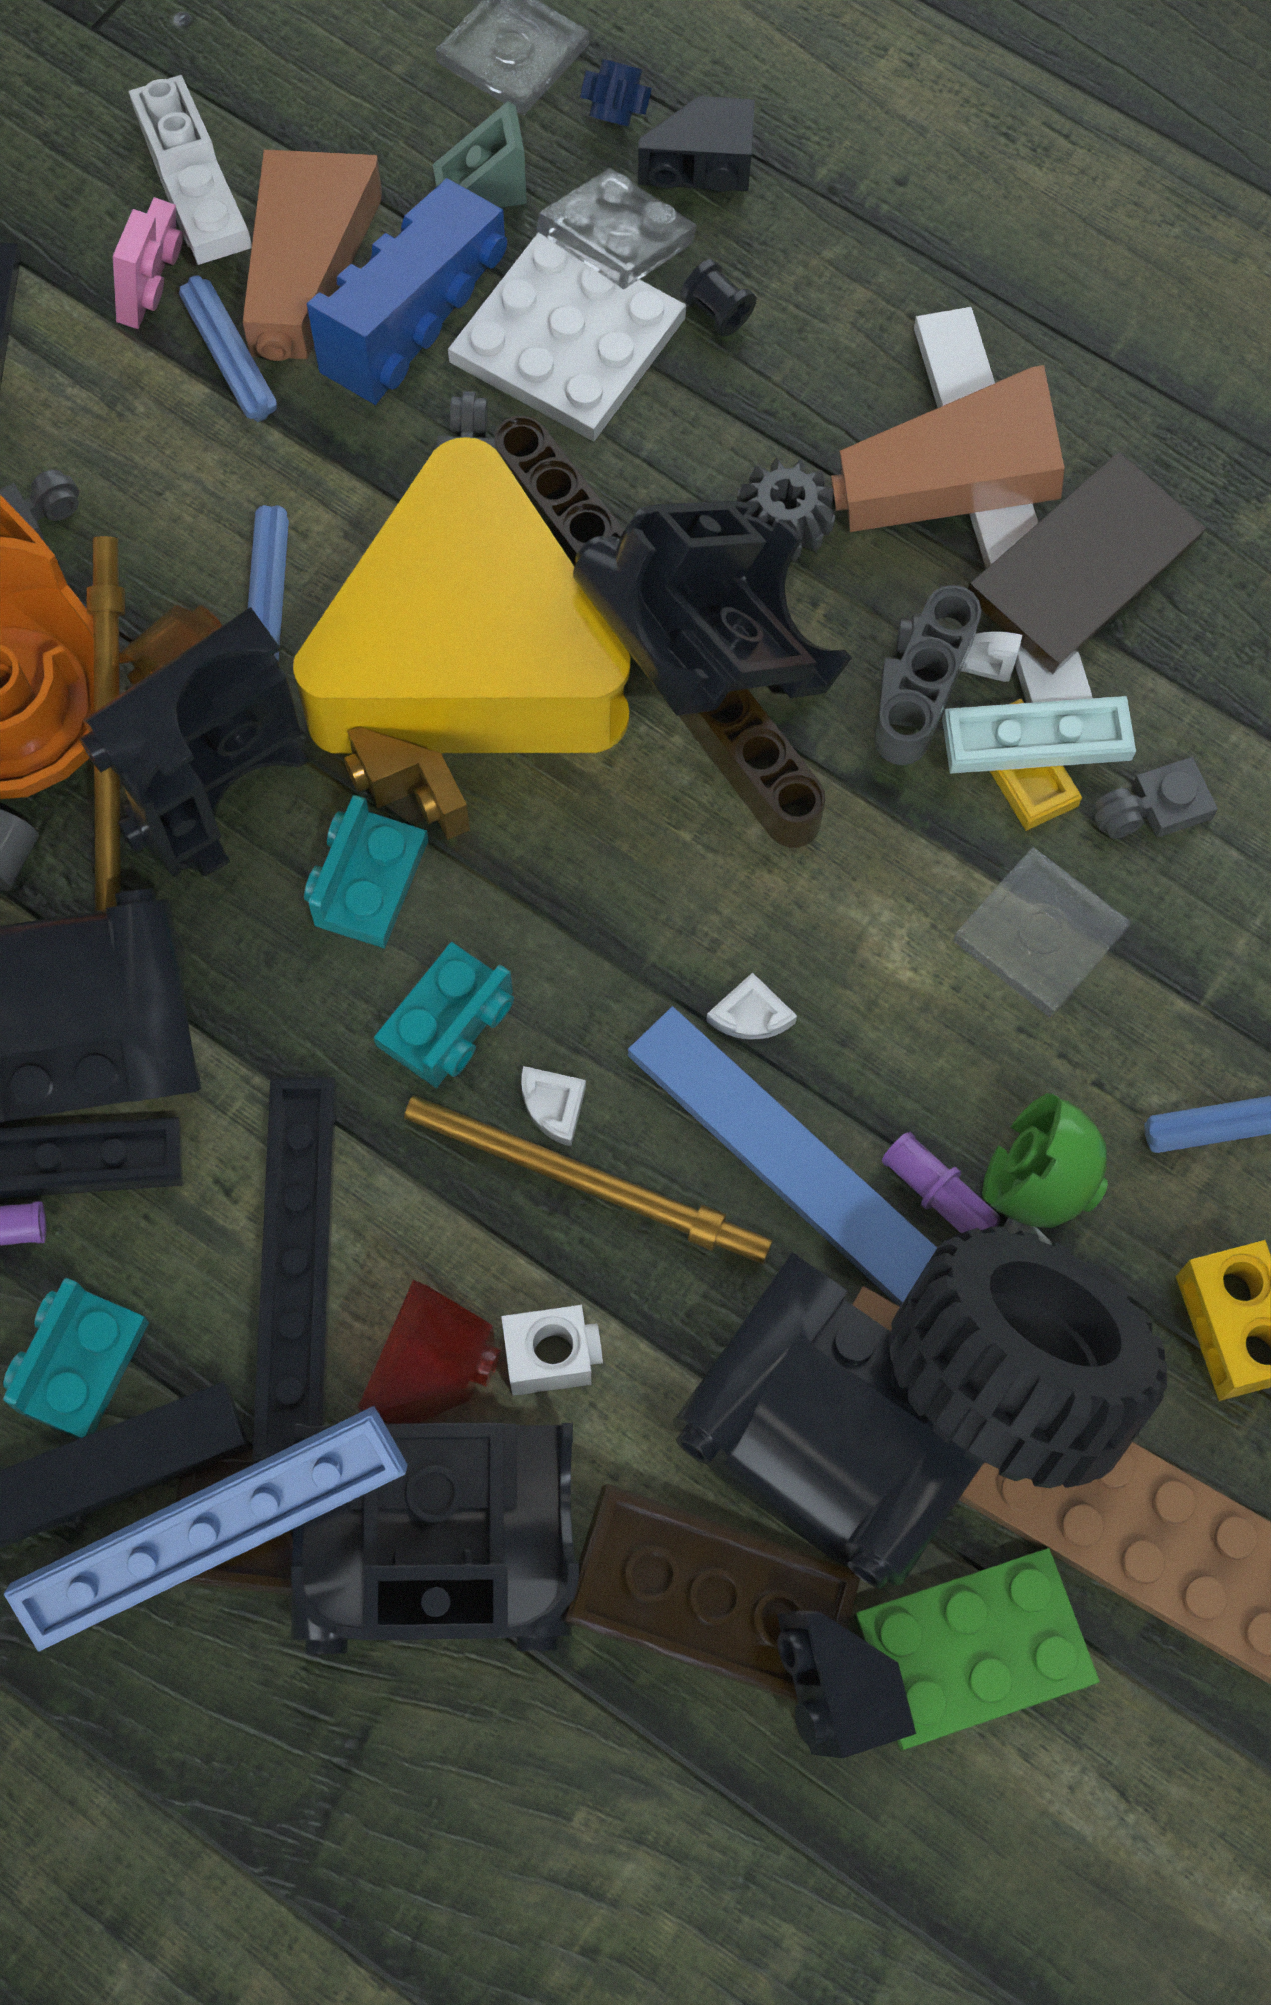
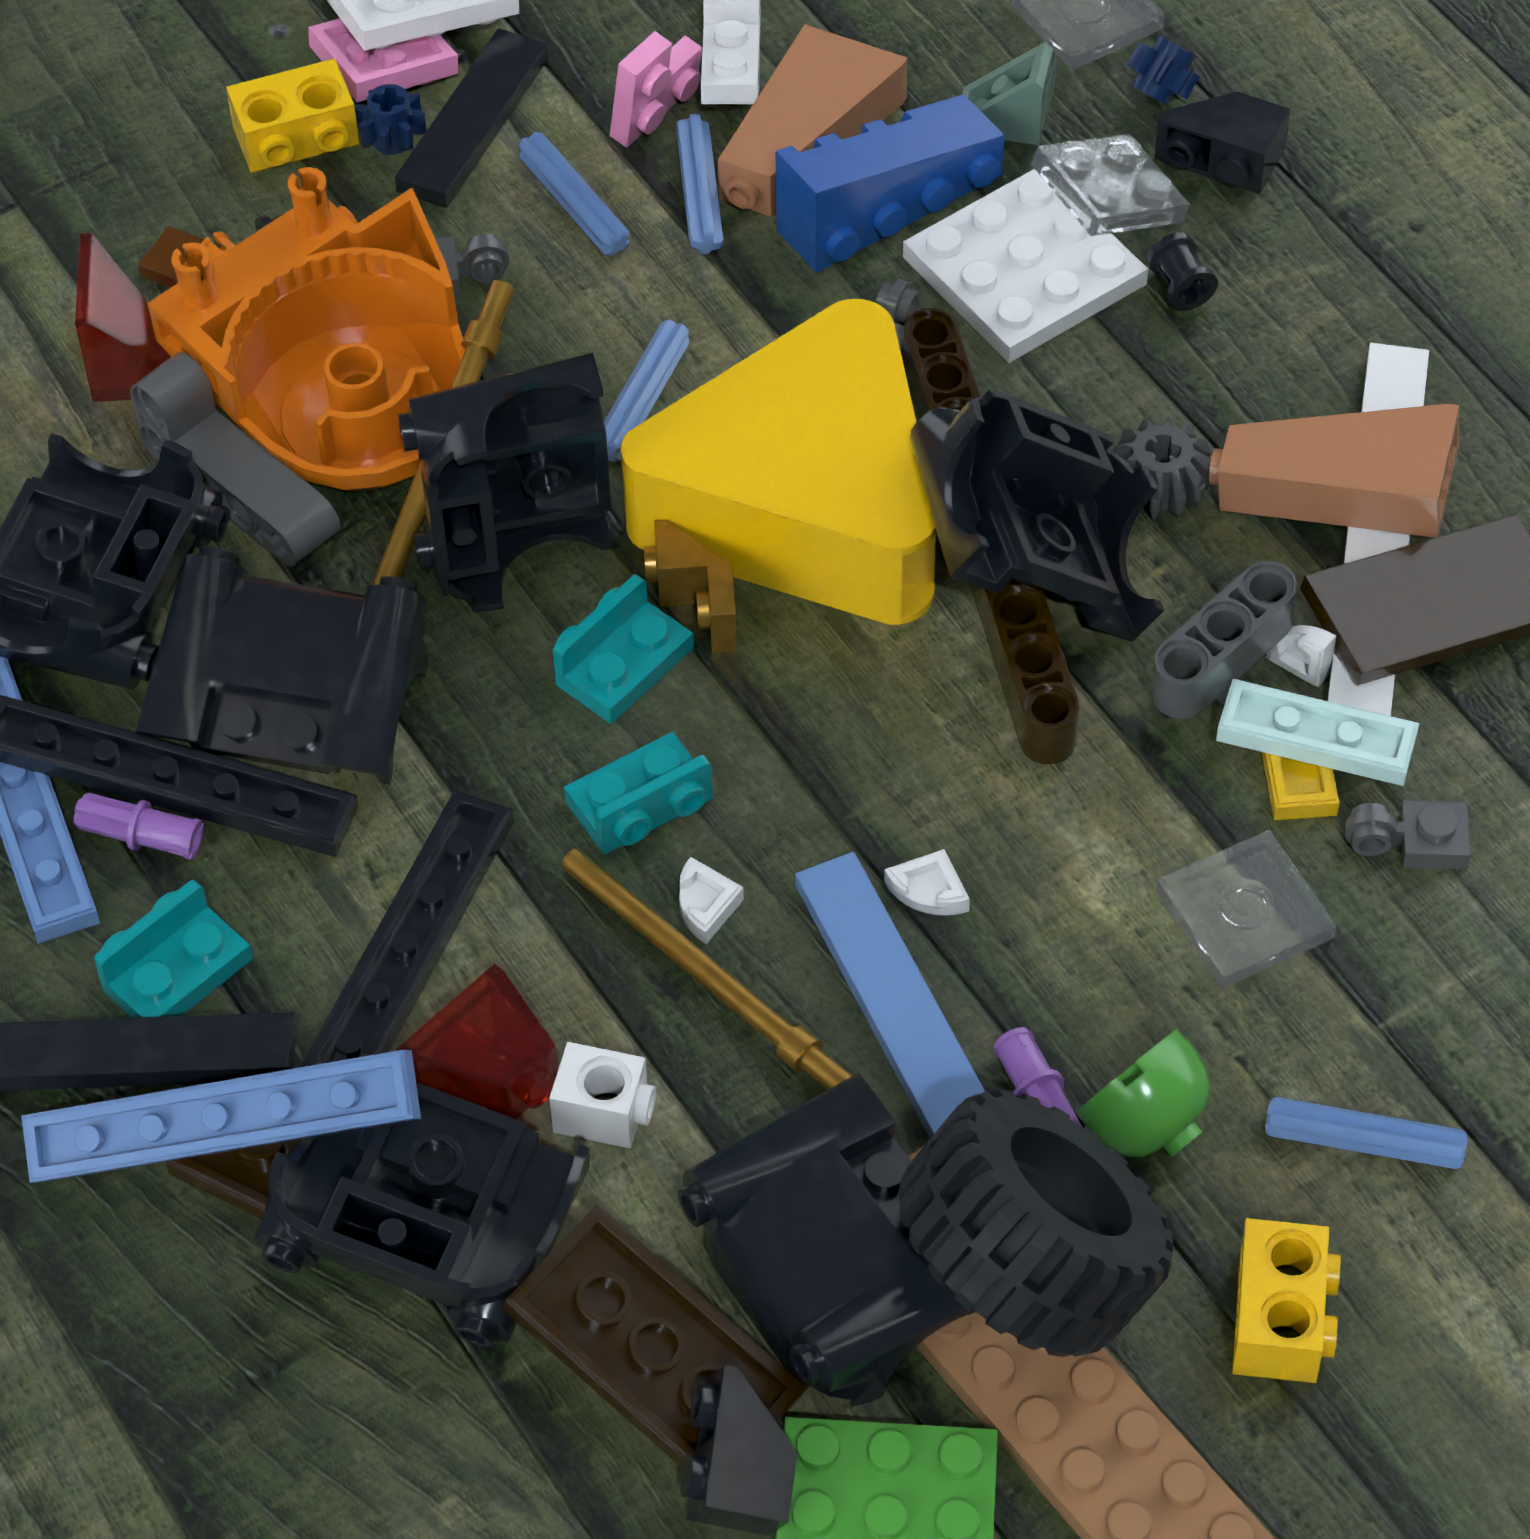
camera: 25 degrees right, 15 degrees down
(110, 397) = (574, 194): none -> medium blue axle

